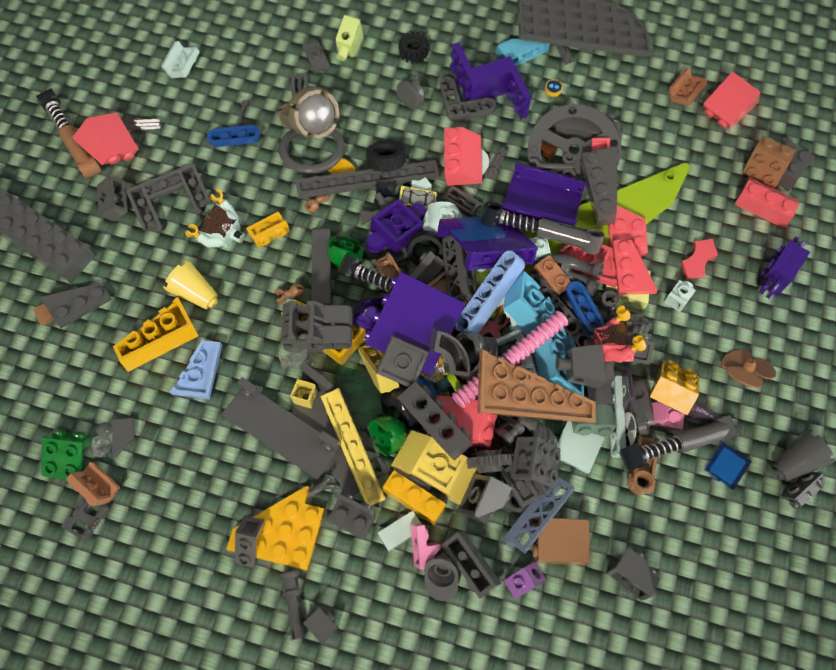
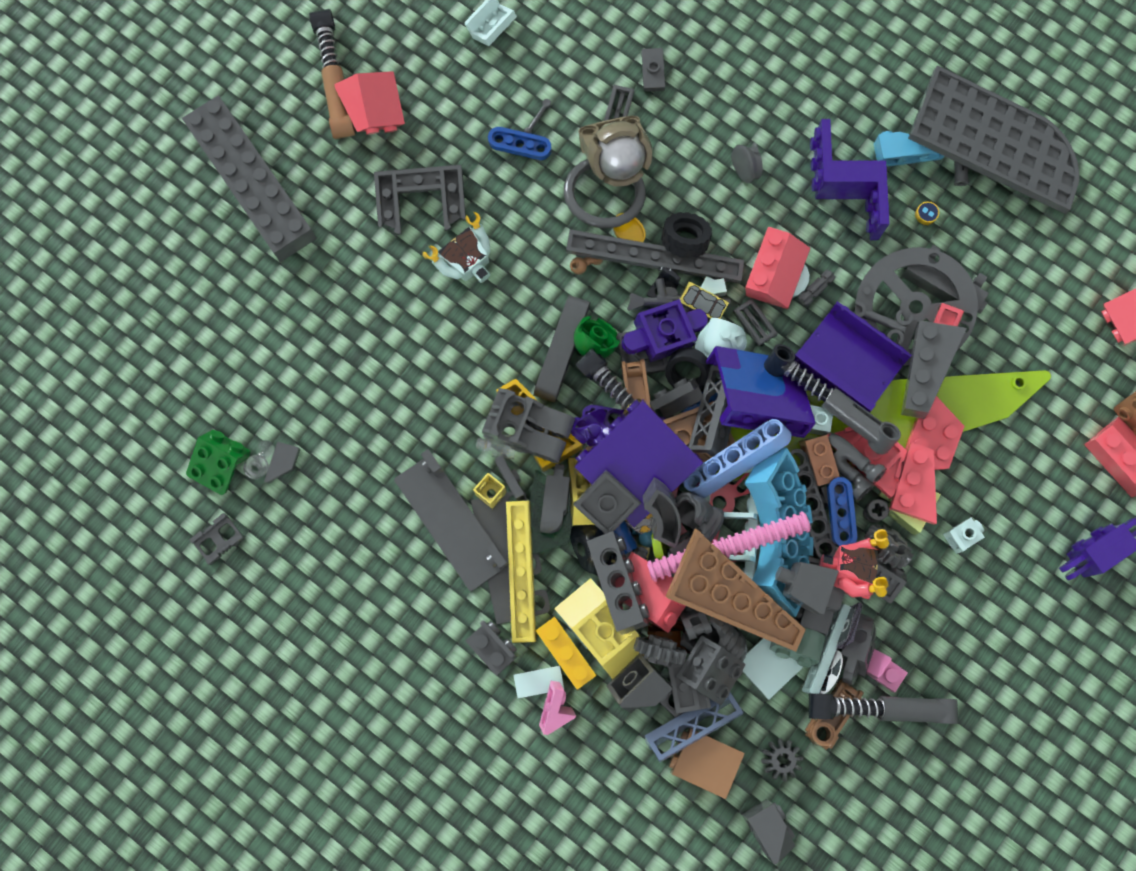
camera: 25 degrees right, 10 degrees up
(43, 314) = (243, 289): medium nougat tile -> none
(75, 303) = (278, 290): dark grey wing -> none
(93, 485) = (235, 508): nougat bracket -> none
(112, 198) = (355, 177): dark grey brick -> none
(140, 124) = (418, 89): axle -> none
(156, 336) = (353, 364): yellow wedge -> none
(191, 286) = (409, 318): light yellow cone -> none
(200, 373) = (386, 423): light blue wing -> none
(246, 541) = (373, 631): dark grey bracket -> none
(268, 229) = (518, 278): yellow bracket -> none
(288, 531) = (412, 634): yellow wing -> none
(292, 595) = (401, 704): dark grey pin -> none
(295, 291) = (521, 364): medium nougat arm -> none
(320, 624) = (419, 747): dark grey brick -> none
(322, 485) = (474, 600): dark grey bar -> none
(348, 37) = (700, 61): yellowish green torso -> none
(359, 380) = (555, 500): none -> dark grey piece
(389, 434) = (566, 572): green cylinder -> none
(417, 40) = (780, 88): black tyre -> none
(441, 577) = (562, 749): dark grey piece -> none
(457, 105) = (799, 195): dark grey beam -> none
(471, 564) = (599, 749): dark grey brick -> none
(524, 580) = (649, 787): medium lavender bracket -> none
(548, 151) = (884, 295): reddish brown piece -> none
(624, 510) = (774, 763): none -> dark grey gear
(675, 387) = (908, 643): yellow slope -> none
(686, 87) = (1094, 273): nougat bracket -> none
(695, 265) = (1017, 491): coral tile -> none
(701, 413) = (923, 679): cone -> none
(728, 465) = (929, 752): clear blue piece -> none
(743, 369) = (996, 651): medium nougat piece -> none
(803, 456) = (1017, 778): dark grey cone -> none
(808, 483) = (1012, 807): dark grey hinge -> none

